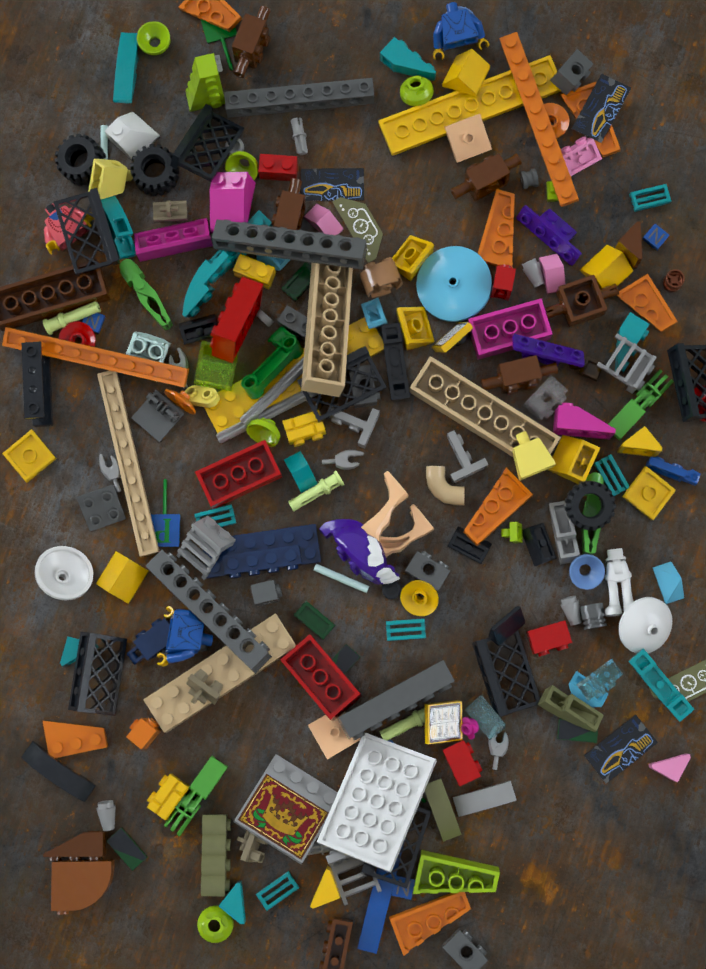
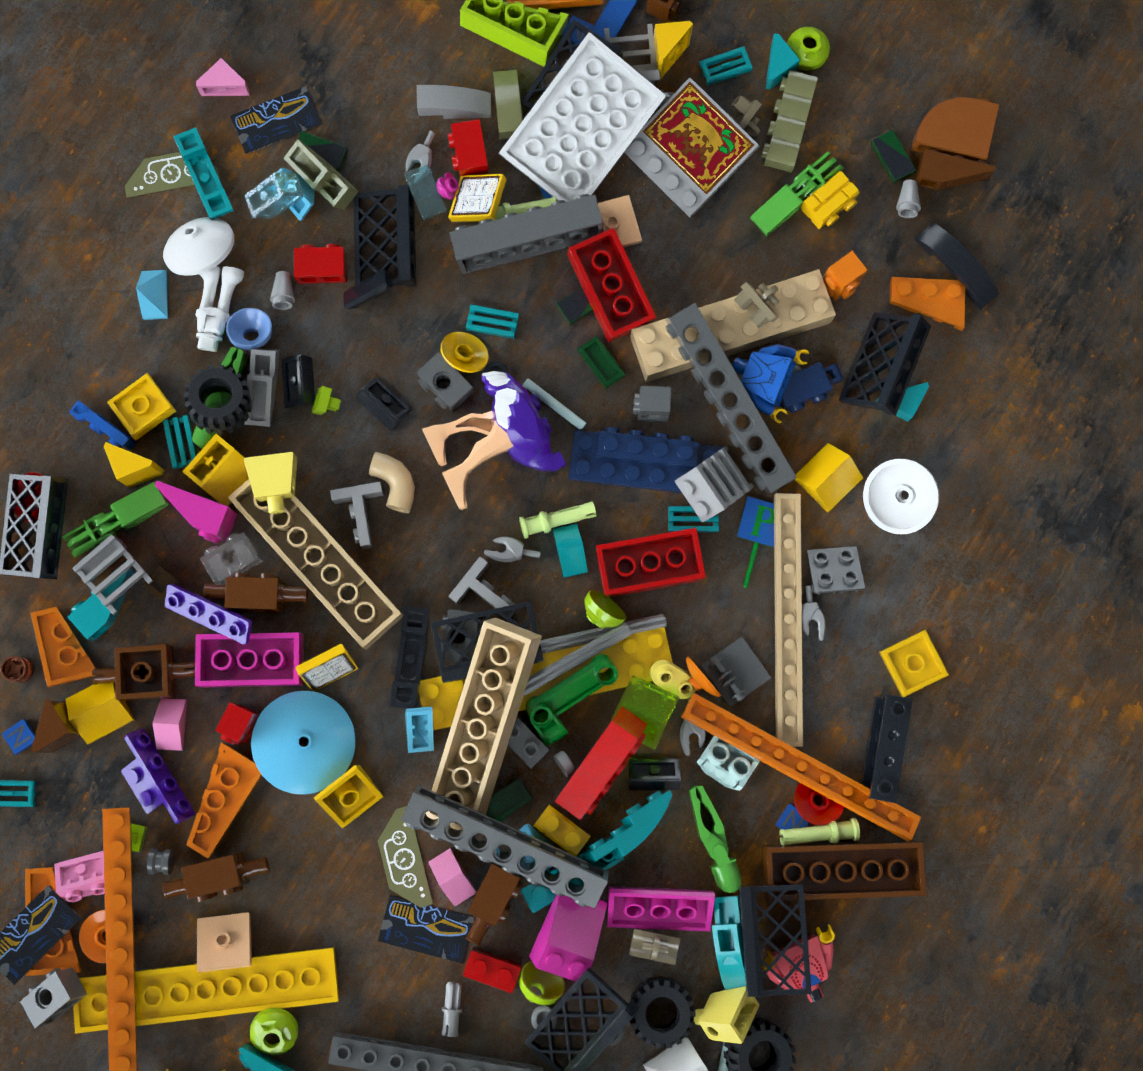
camera: 175 degrees left, 0 degrees up
(304, 428) = (552, 603): yellow brick -> none
(380, 278) = (396, 774): medium nougat brick -> none
(414, 327) = (371, 698): yellow slope -> none
(467, 73) = (197, 1037): yellow slope -> none
(503, 501) = (332, 439): orange wing -> none
(533, 271) = (195, 731): light grey cone -> none
(593, 616) = (258, 275): dark grey piece -> none

